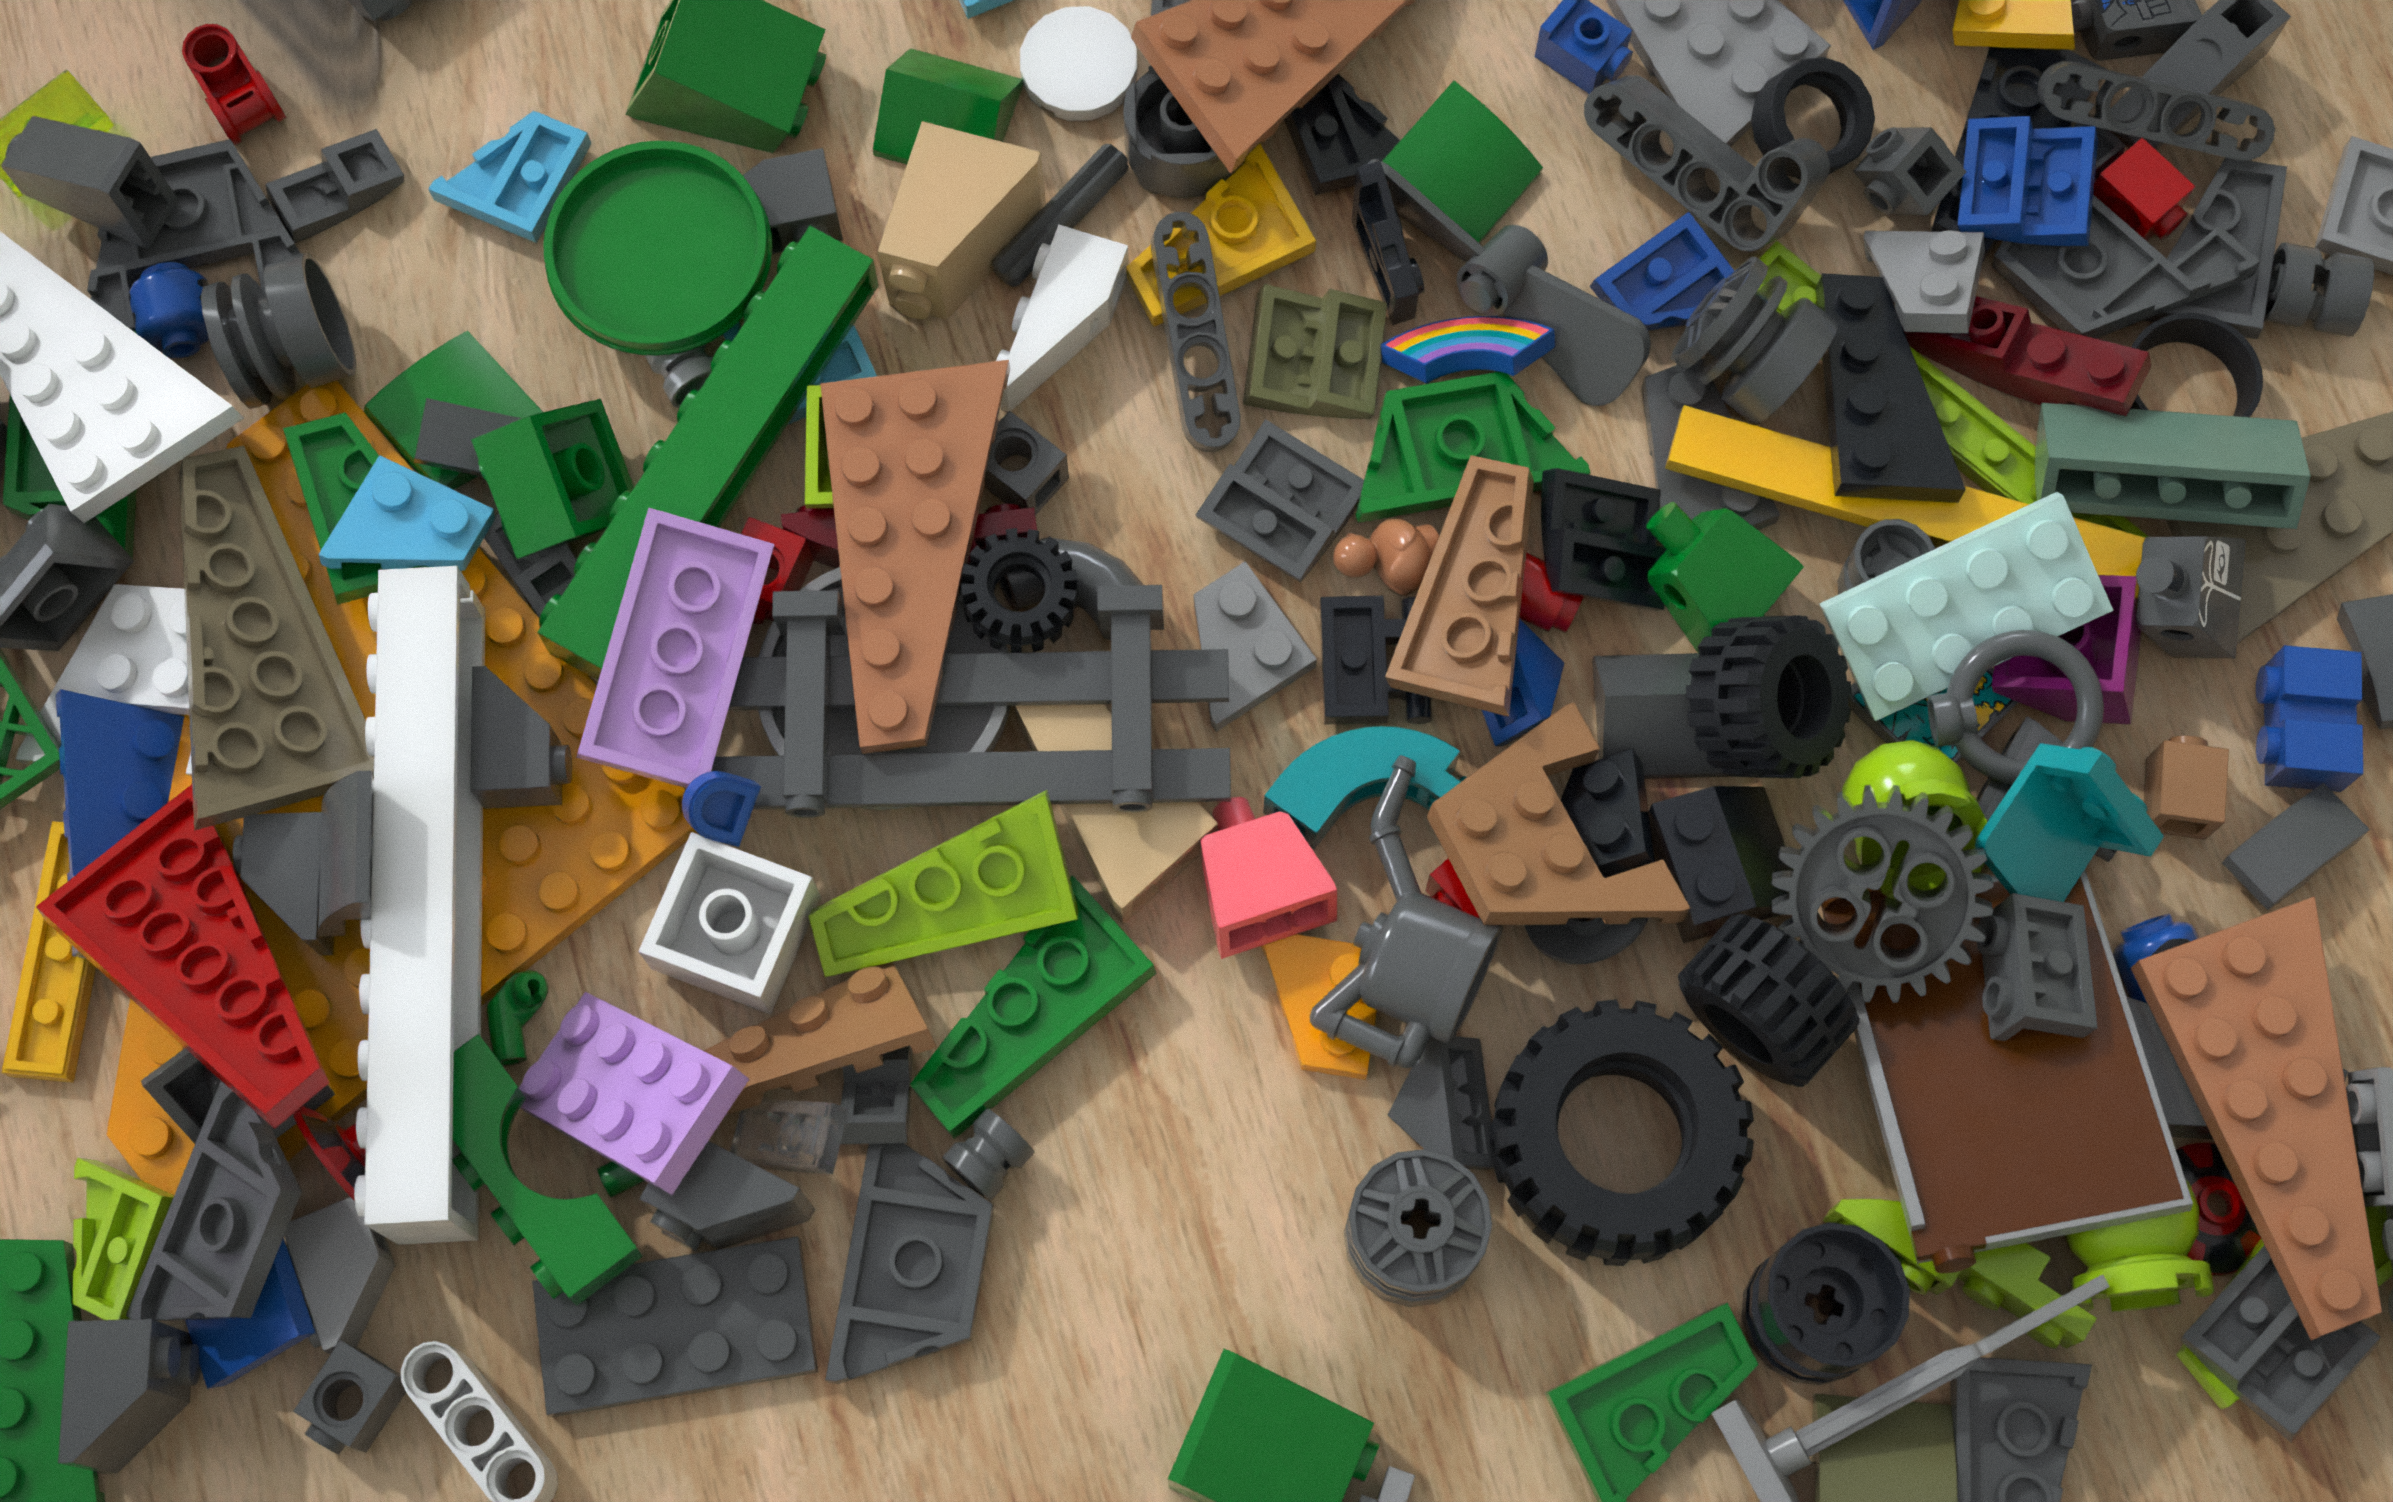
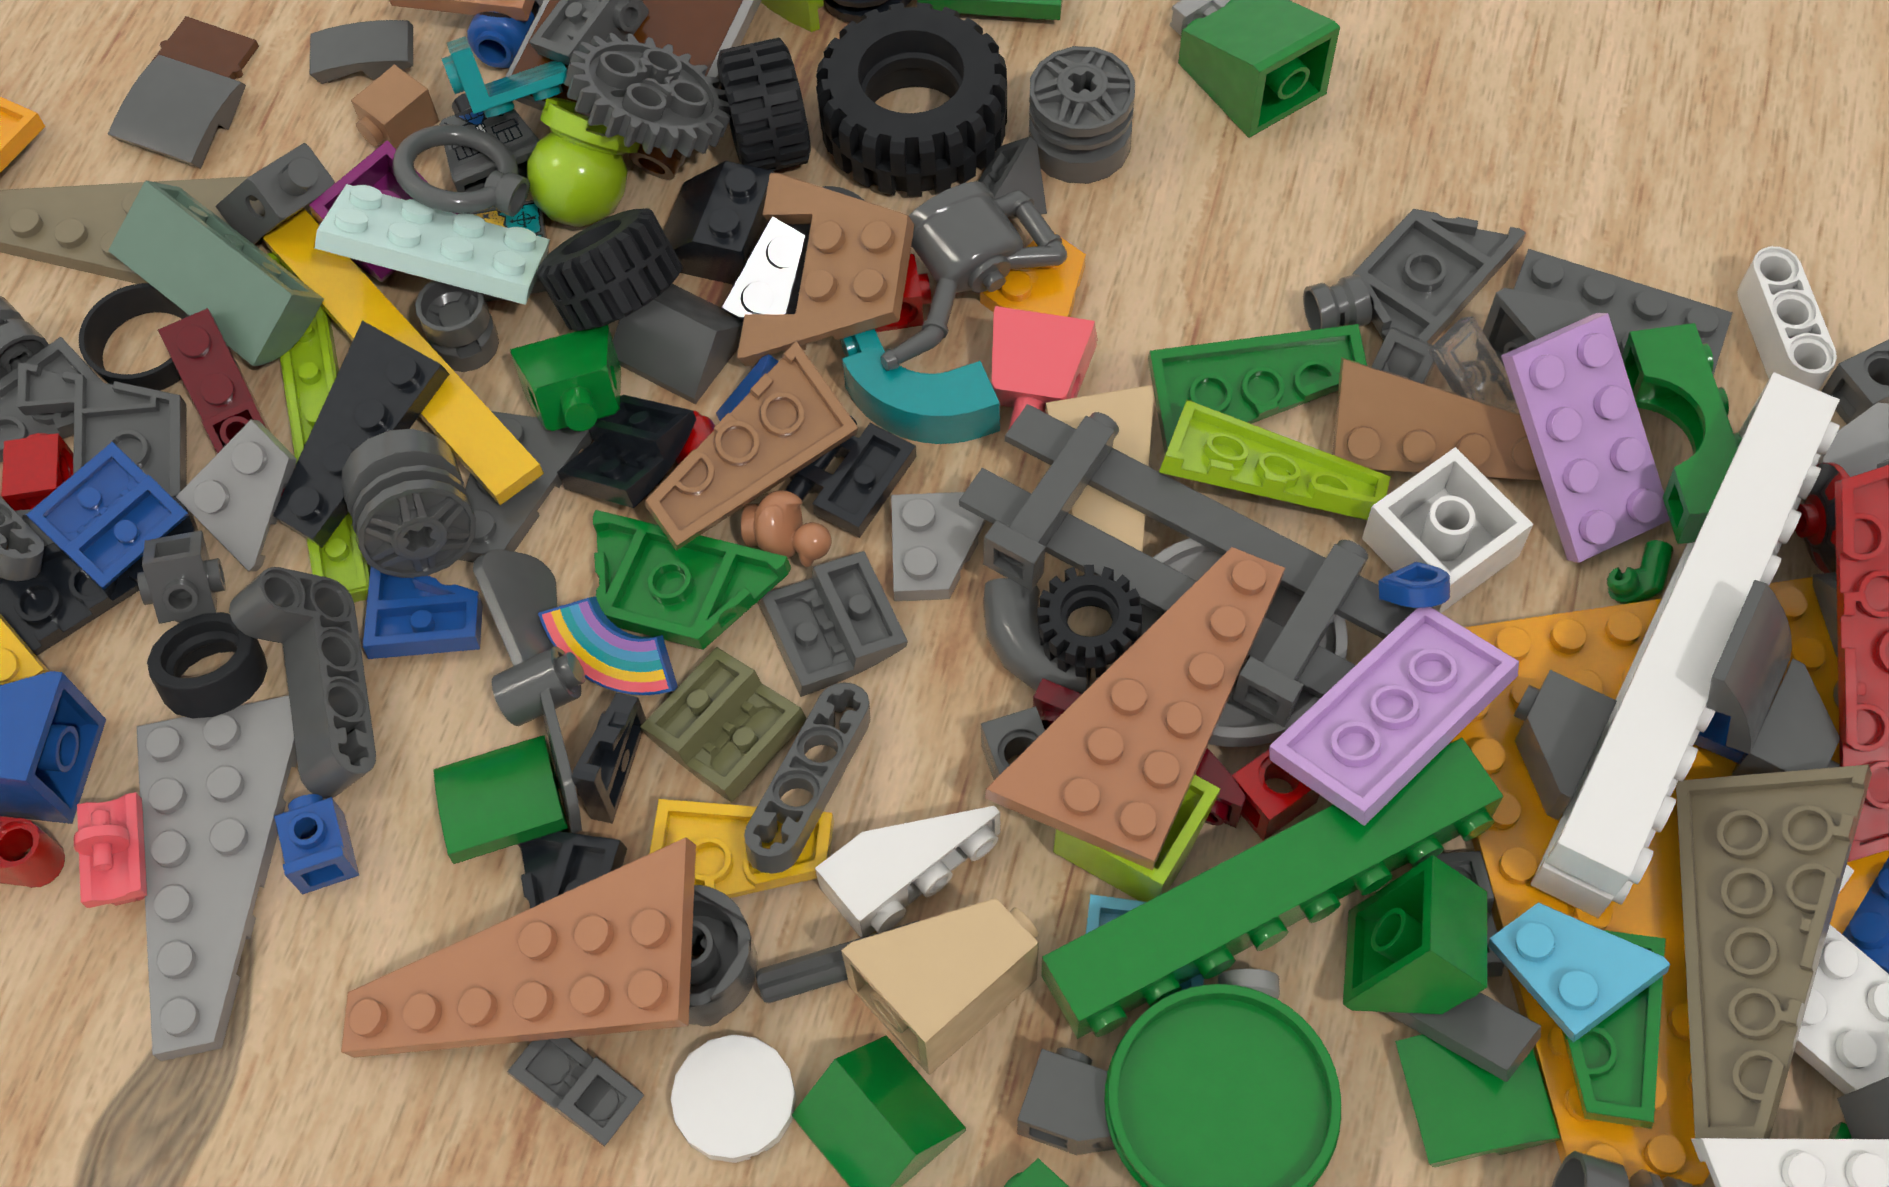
camera: 145 degrees left, 10 degrees down
(2310, 718) = (280, 107): blue brick -> none

